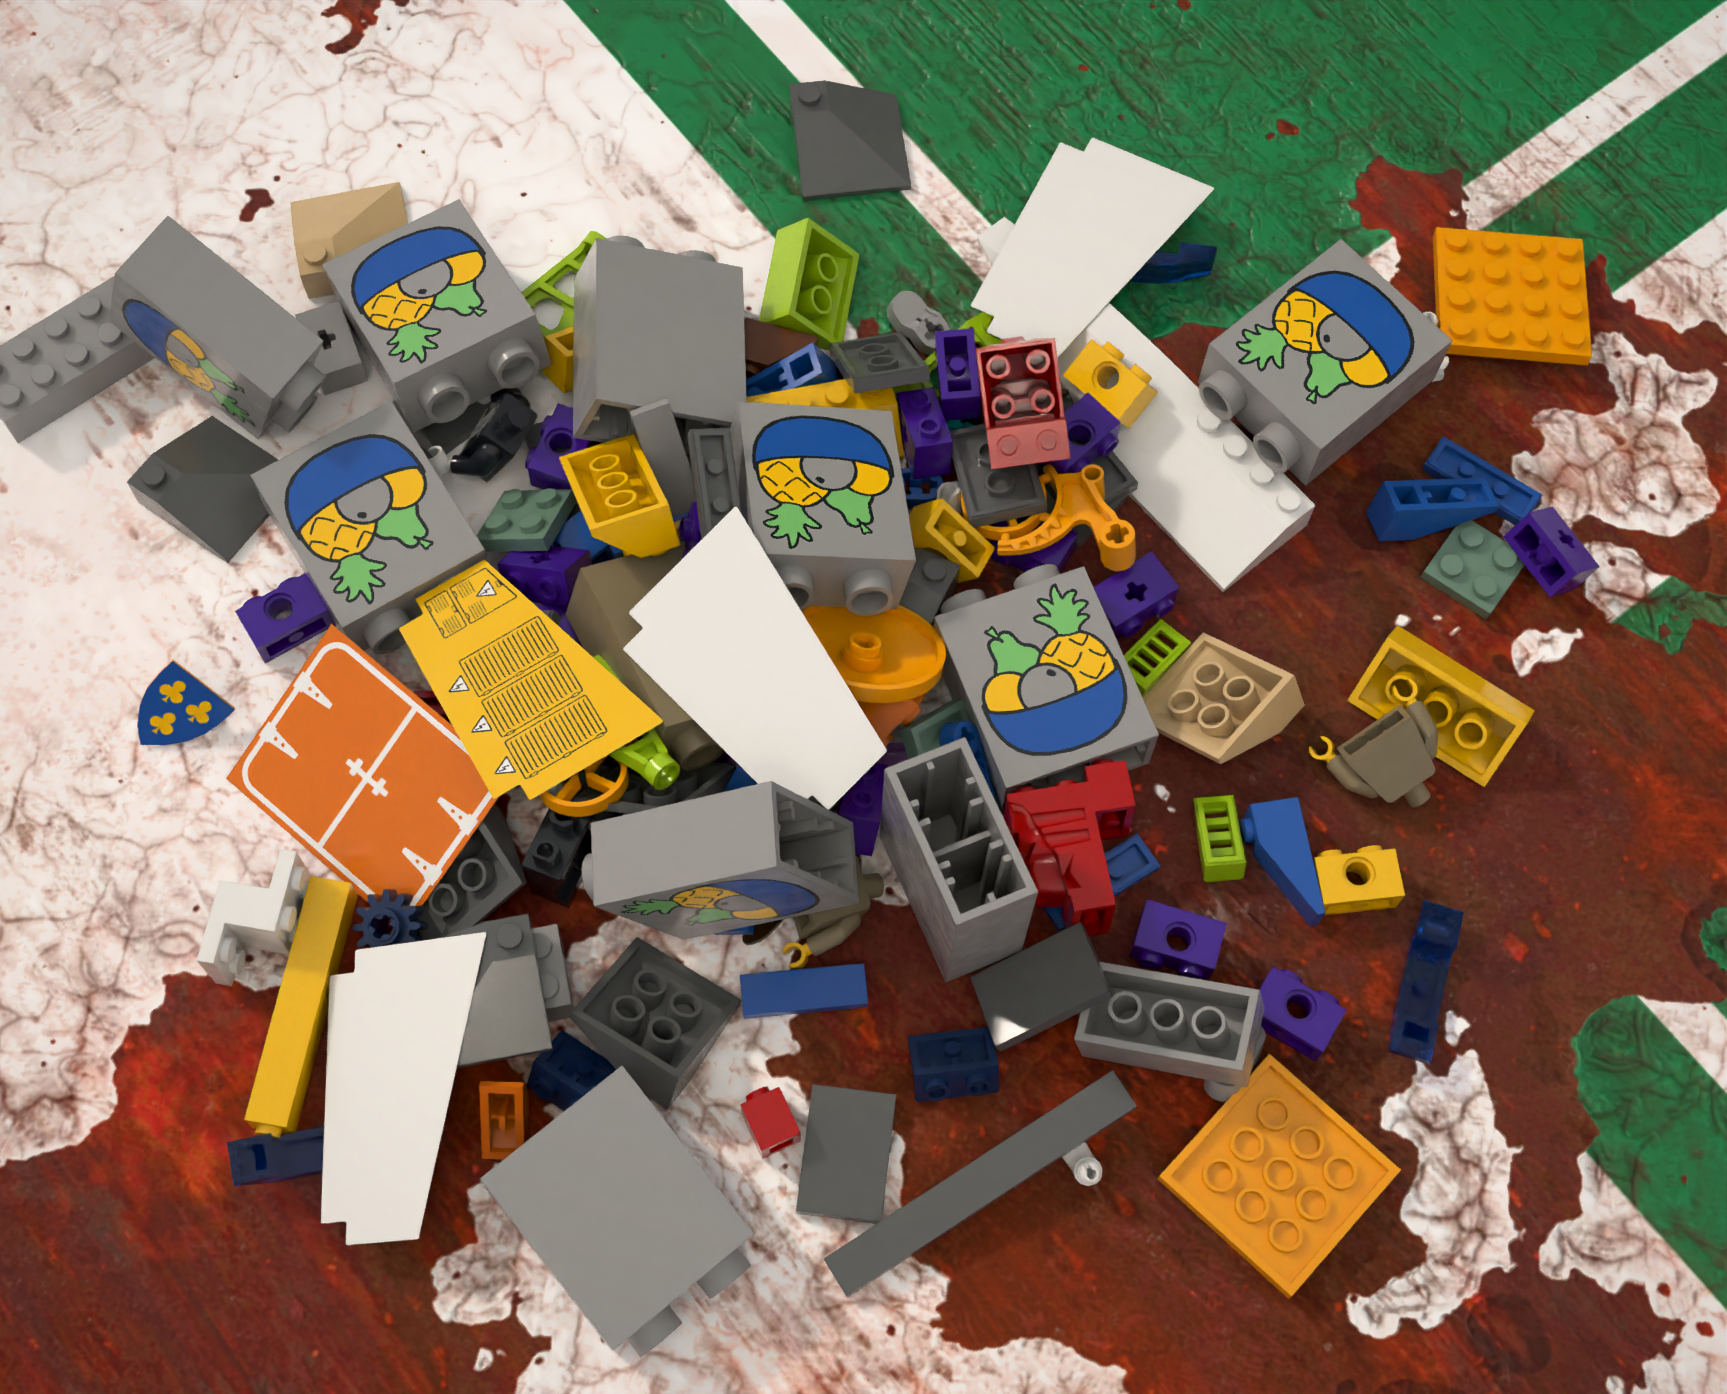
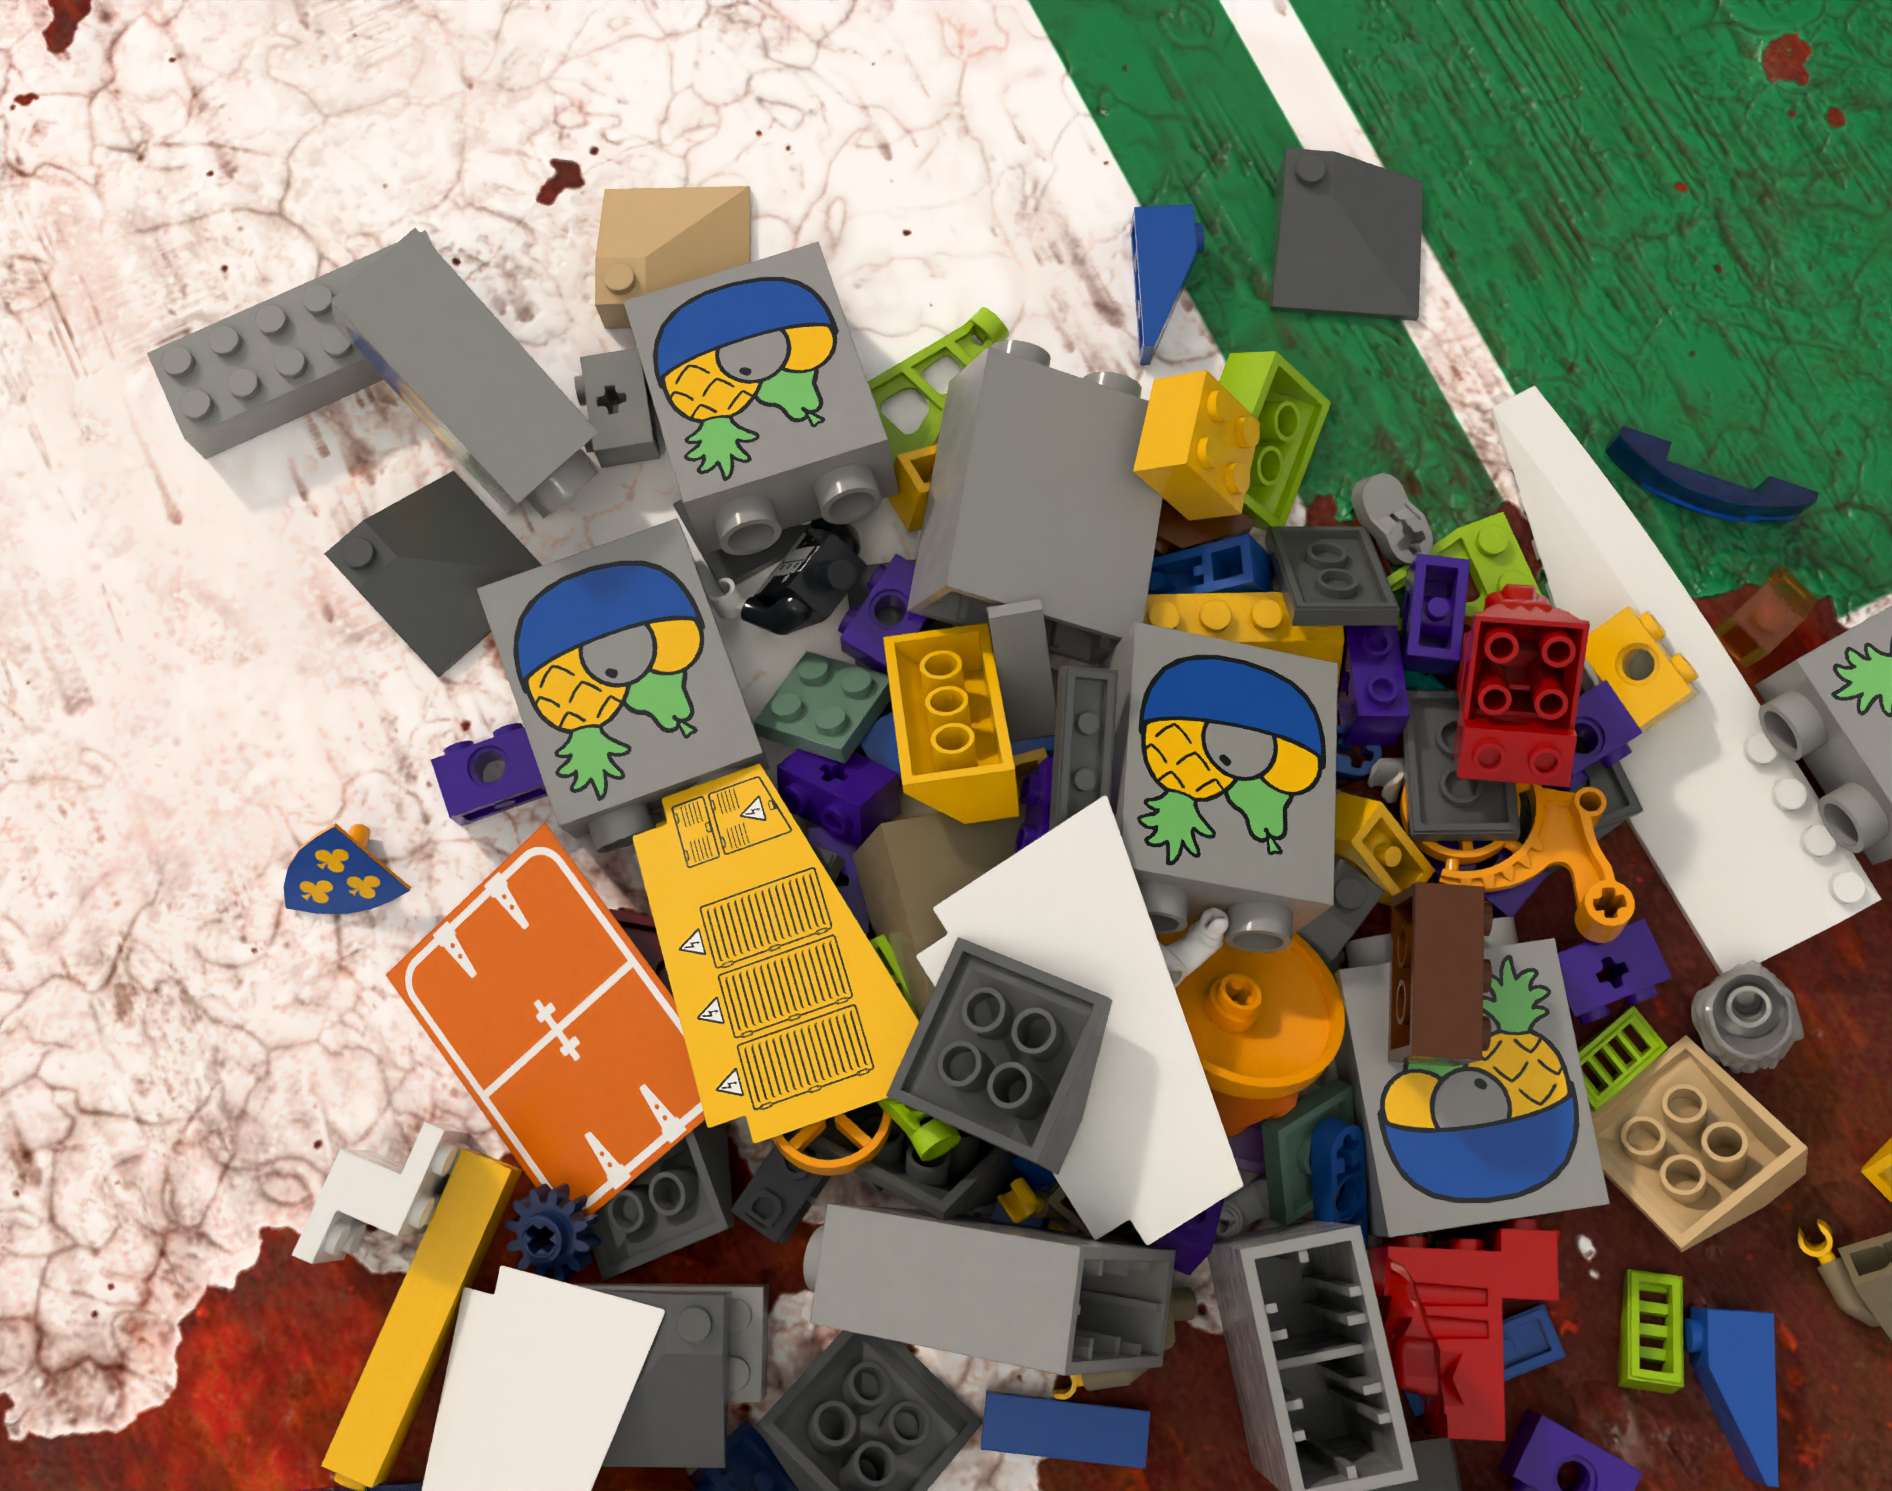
camera: 15 degrees right, 10 degrees up
(699, 695) = (1005, 1054): none -> dark grey slope
(717, 181) = (1162, 259): none -> blue slope
(762, 285) = (1197, 446): none -> yellow brick
(827, 609) = (1195, 945): none -> white piece
(1001, 595) = (1439, 975): none -> reddish brown brick
(1082, 240) = (1636, 450): white sticker -> none
(1192, 338) = (1765, 617): none -> clear orange slope
(1239, 607) = (1747, 1018): none -> light grey hair
(1379, 873) = (1858, 1443): yellow brick -> none

